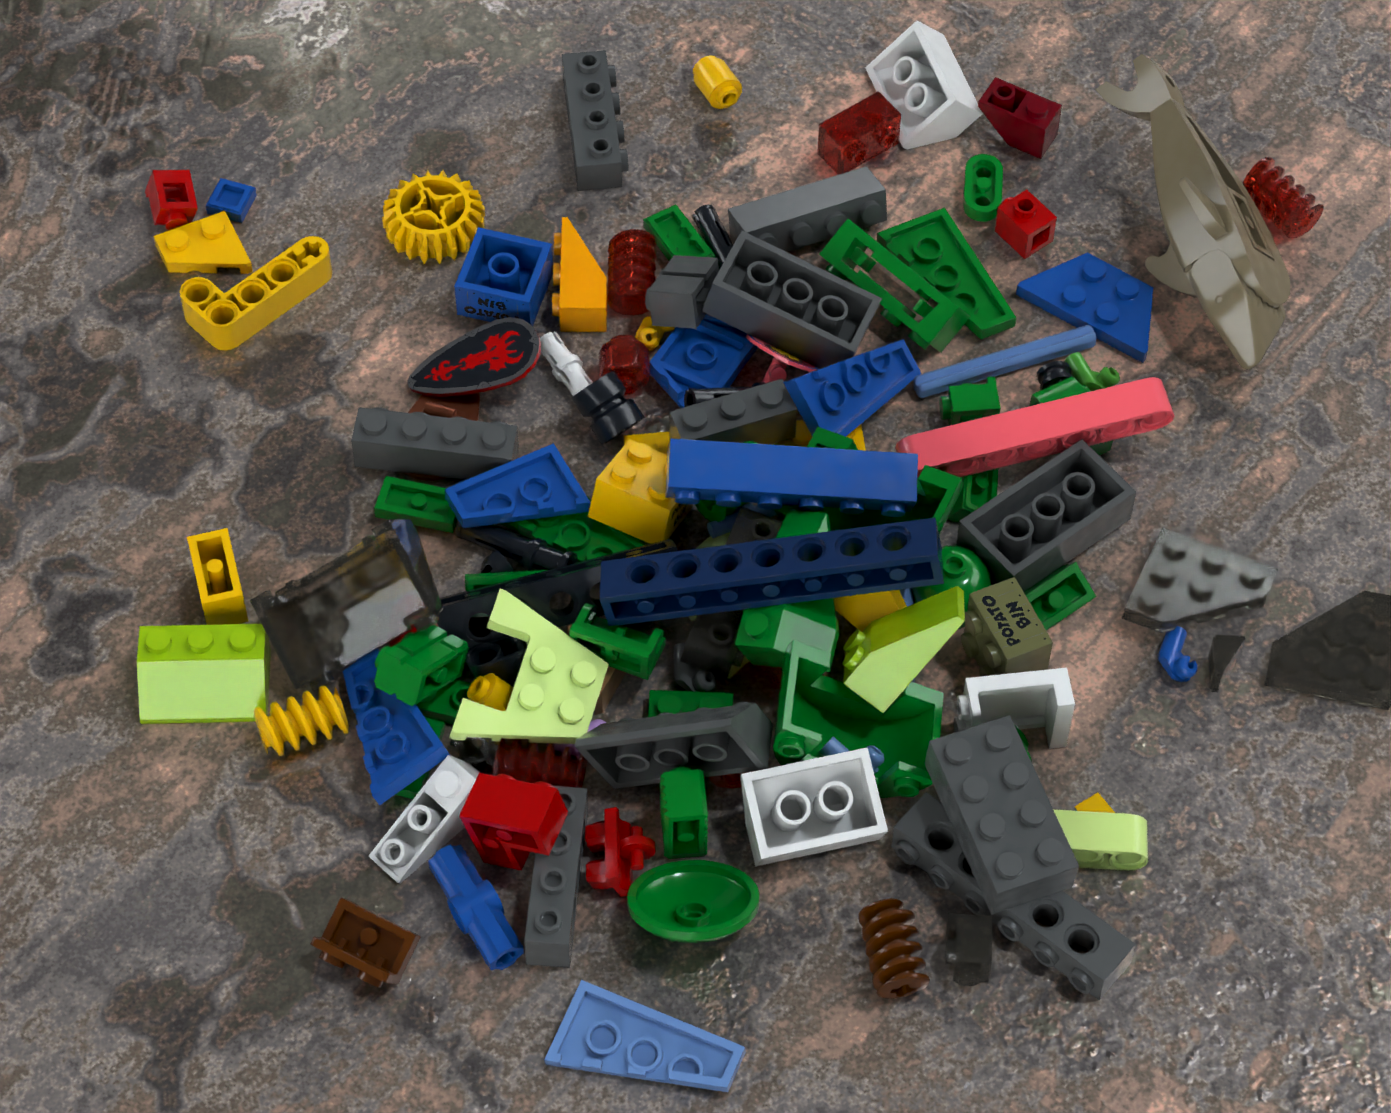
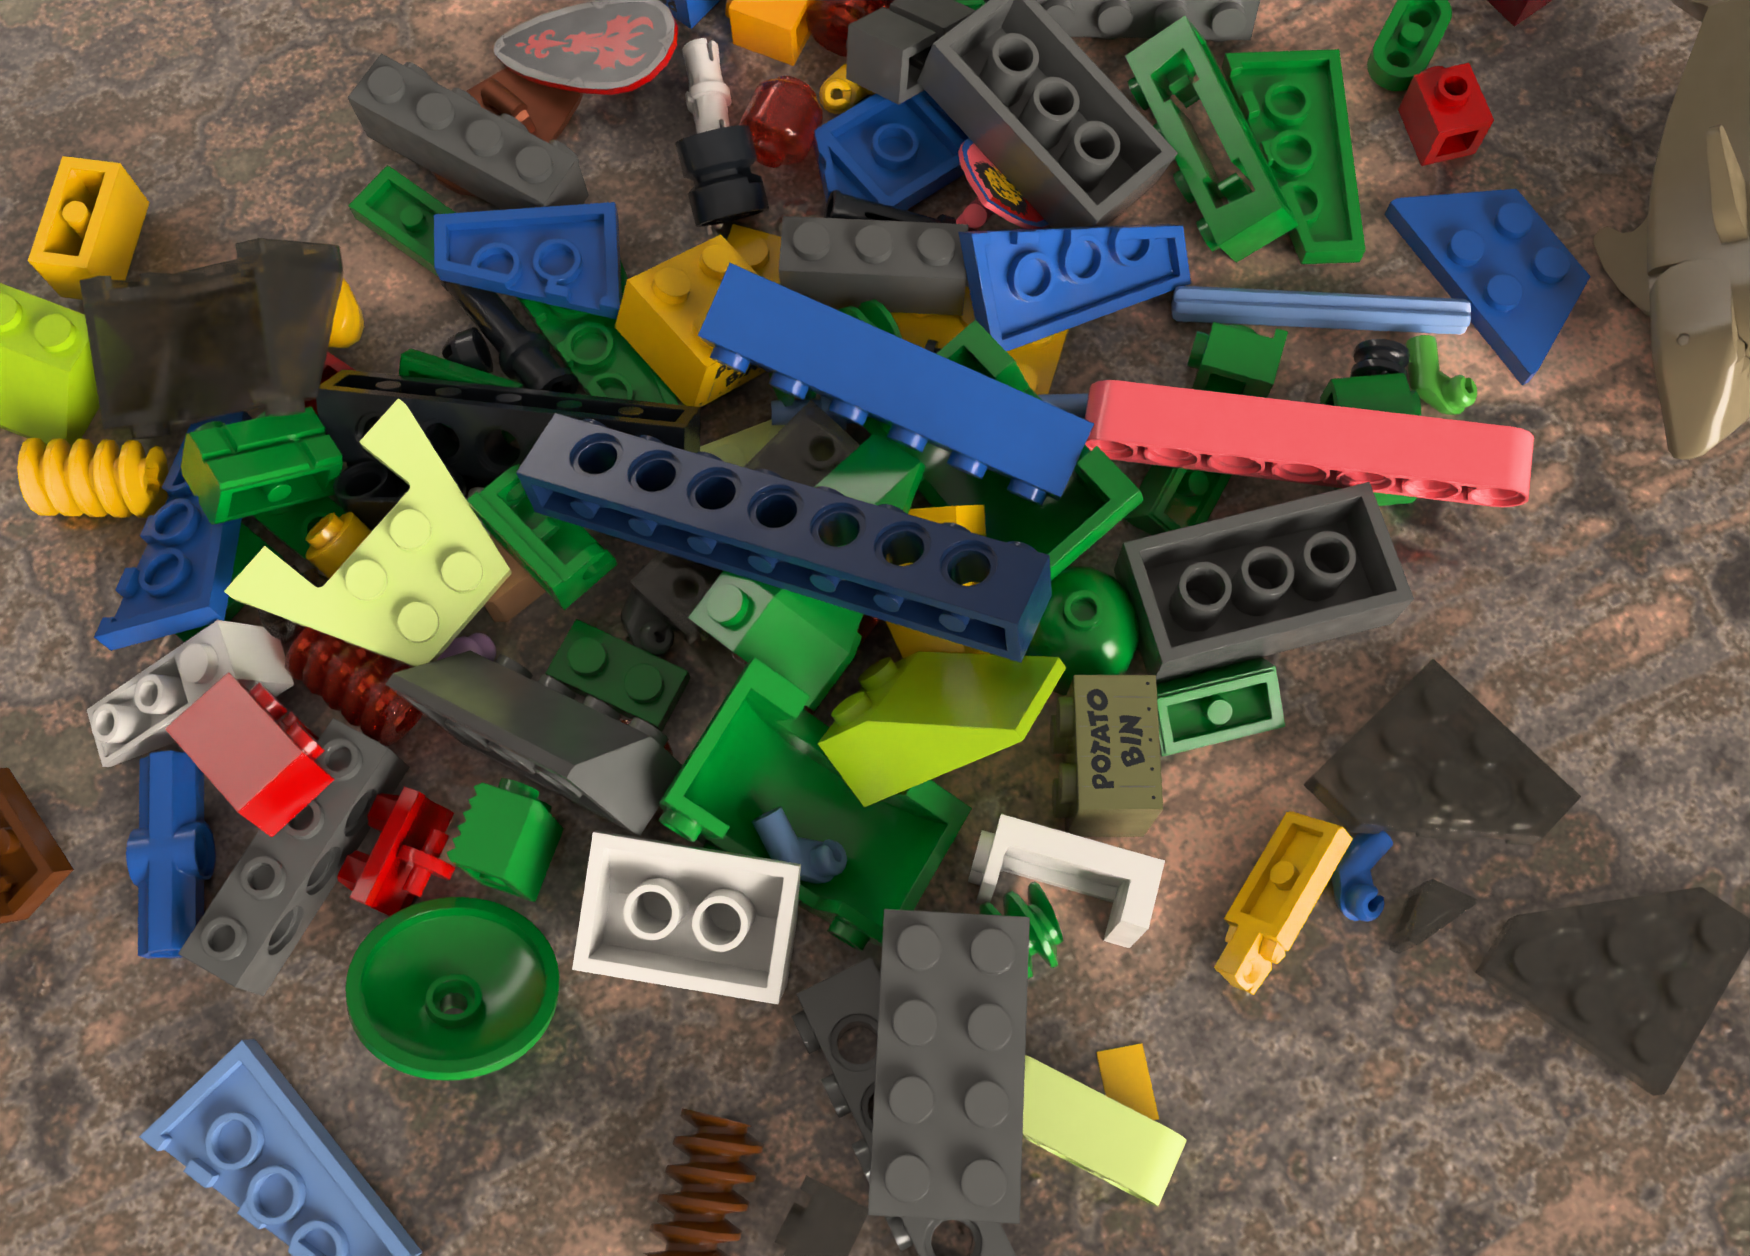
camera: 25 degrees right, 15 degrees up
(1137, 682) = (1279, 897): none -> yellow hinge

